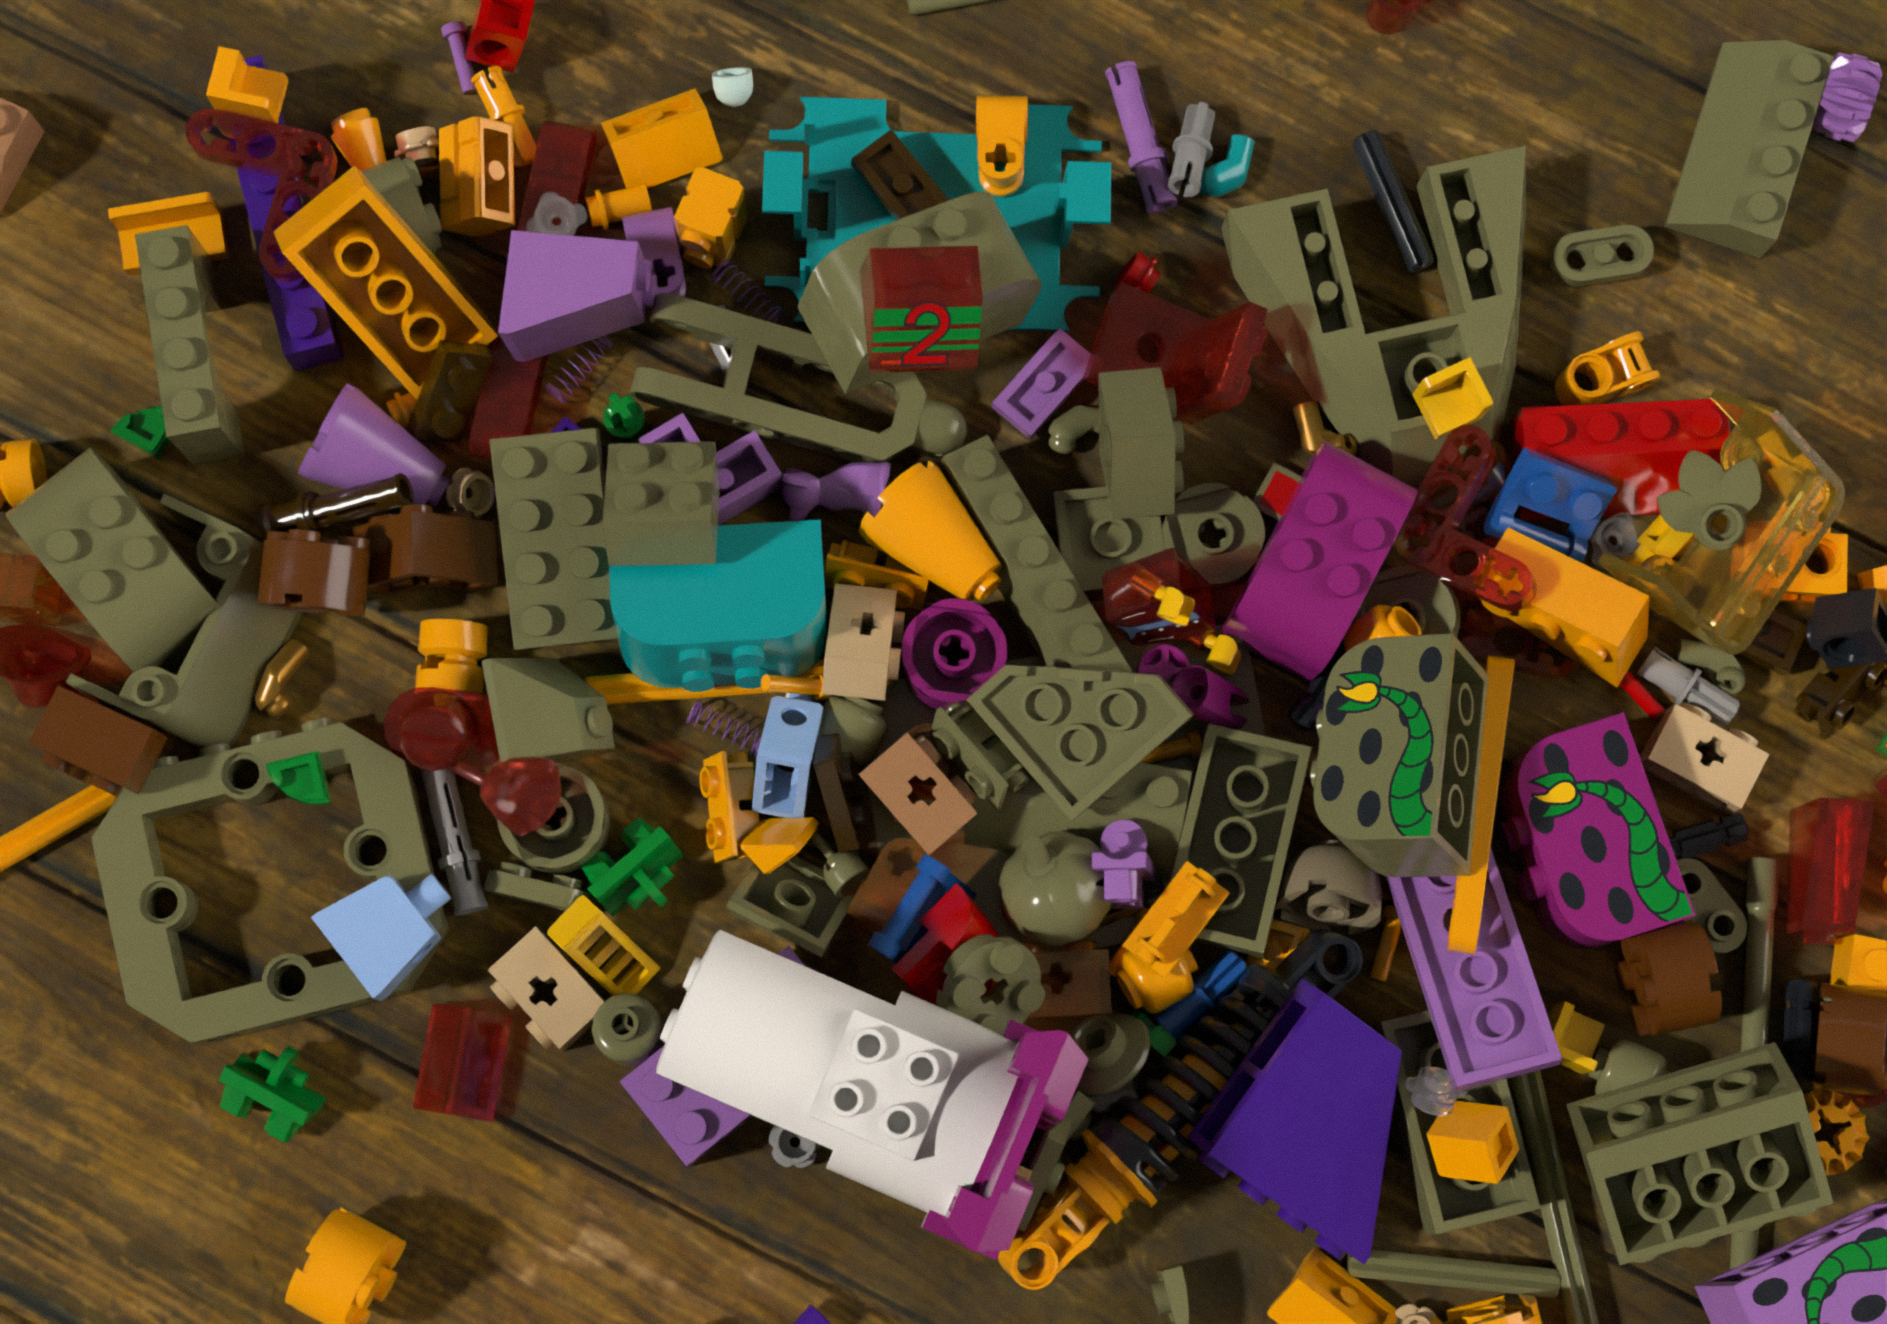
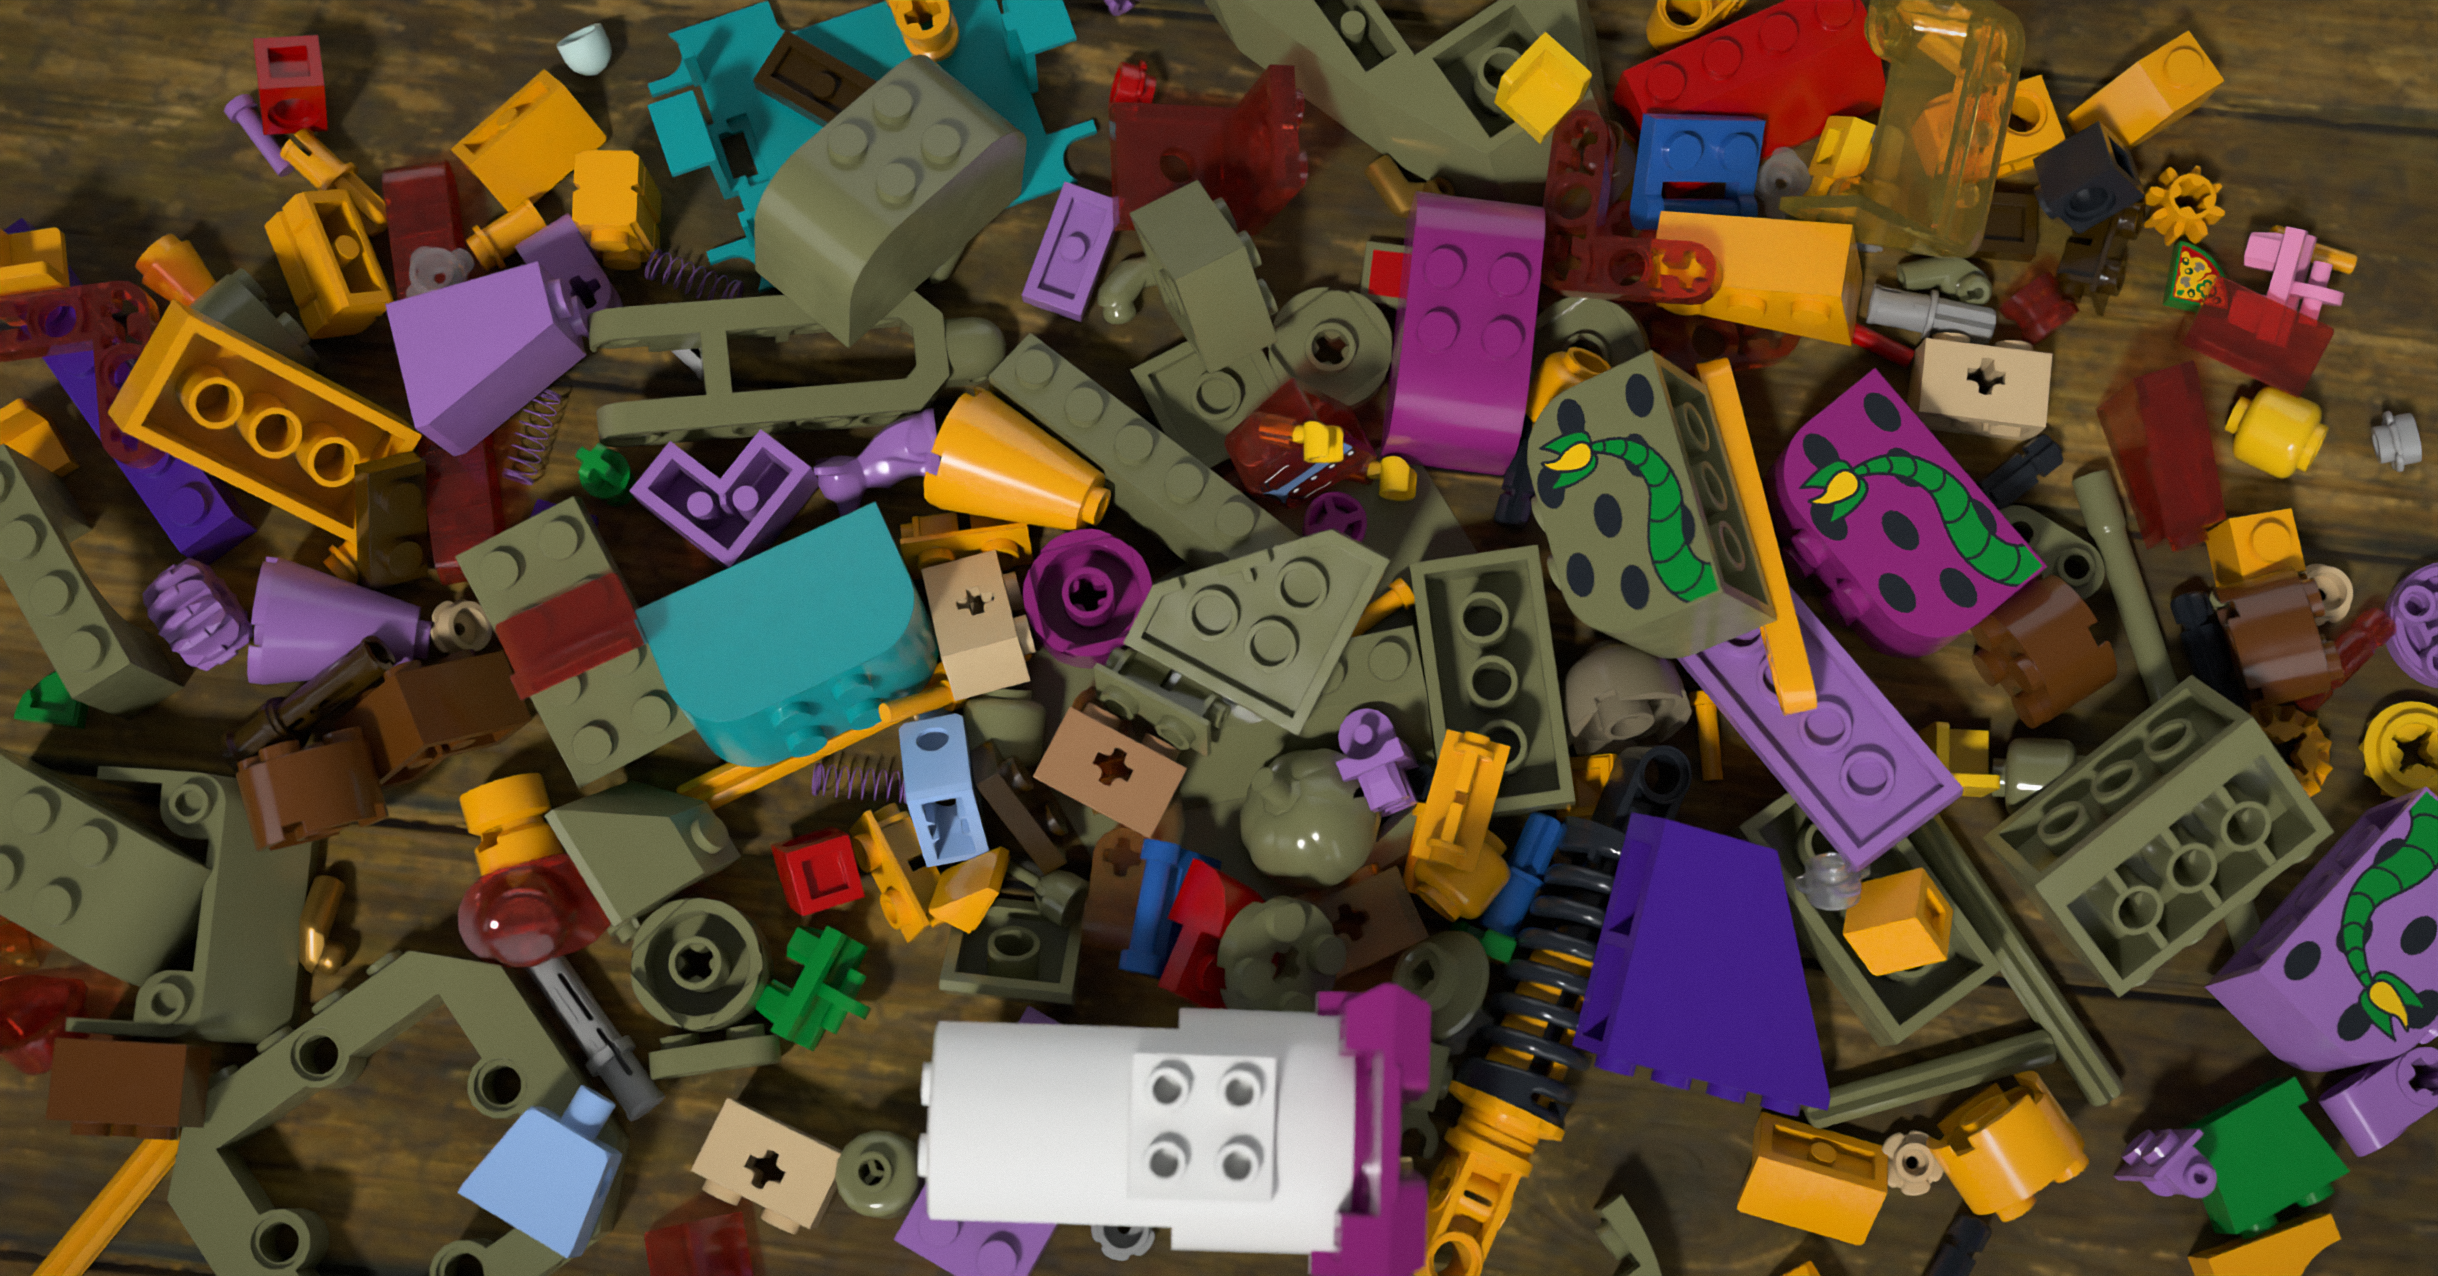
camera: 15 degrees left, 0 degrees up
(278, 406) = (197, 614): none -> medium lavender gear
(301, 778) = (388, 1033): green tile -> none
(418, 143) = (250, 251): tan plate -> none
(518, 791) = (645, 950): clear red piece -> none
(551, 532) = (570, 634): none -> clear red panel
(581, 927) = (781, 1080): yellow slope -> none
(661, 503) = (683, 553): olive brick -> none
(668, 781) = (817, 870): none -> red brick
(922, 308) = (896, 209): clear red slope -> none
(1044, 1166) = (1422, 1141): olive plate -> none
(1209, 697) = (1399, 532): magenta piece -> none
(1708, 492) = (1870, 84): olive plate -> none
(1774, 715) = (2039, 309): none -> clear red wheel

